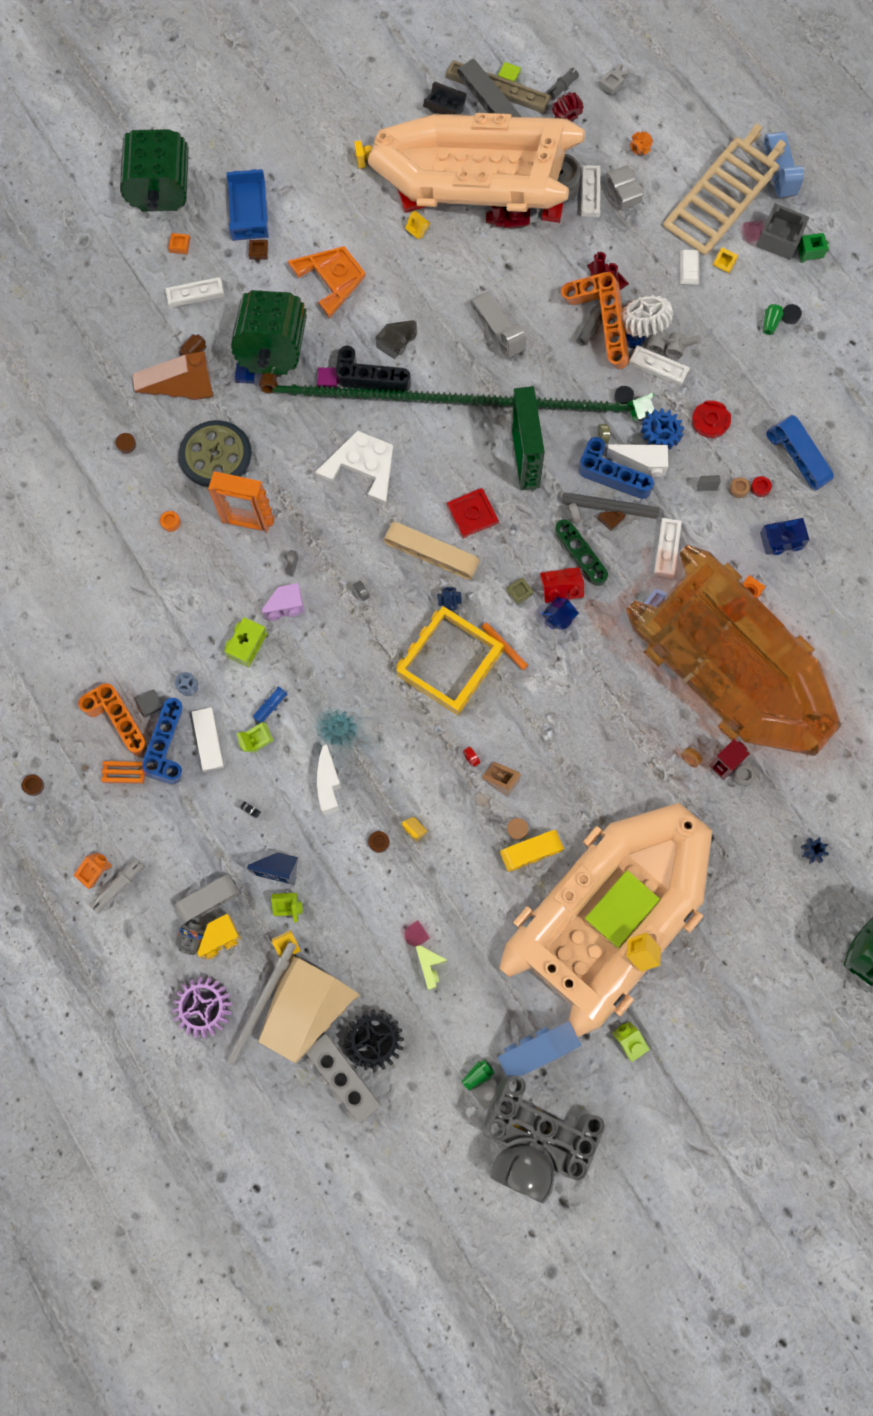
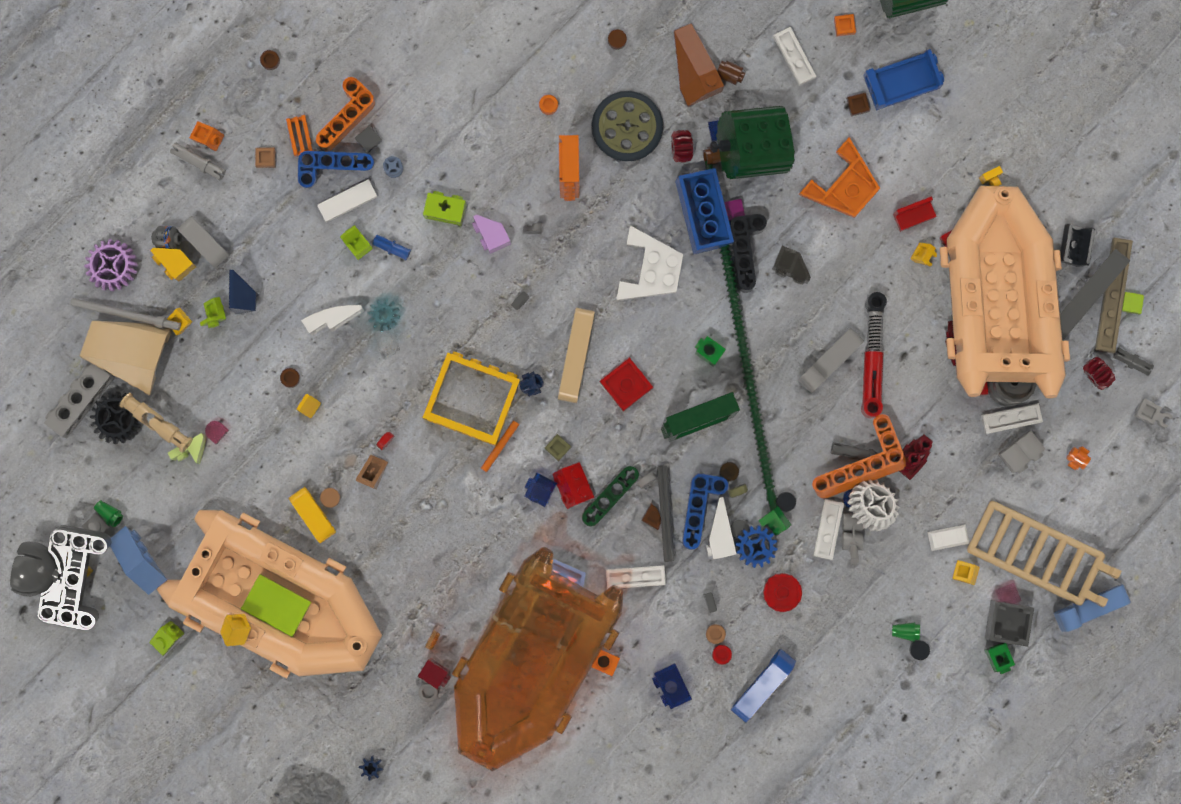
camera: 70 degrees right, 10 degrees up
(135, 813) = (265, 157): none -> medium nougat tile
(250, 809) = (291, 257): black tile -> none
(251, 404) = (682, 146): none -> dark red gear
(321, 399) = (704, 211): none -> blue slope
(377, 225) = (914, 214): none -> red panel
(403, 982) = (165, 429): none -> tan piece
(462, 420) = (711, 359): none -> green brick
(504, 288) = (873, 357): none -> piece
(581, 438) = (729, 471): none -> dark brown tile

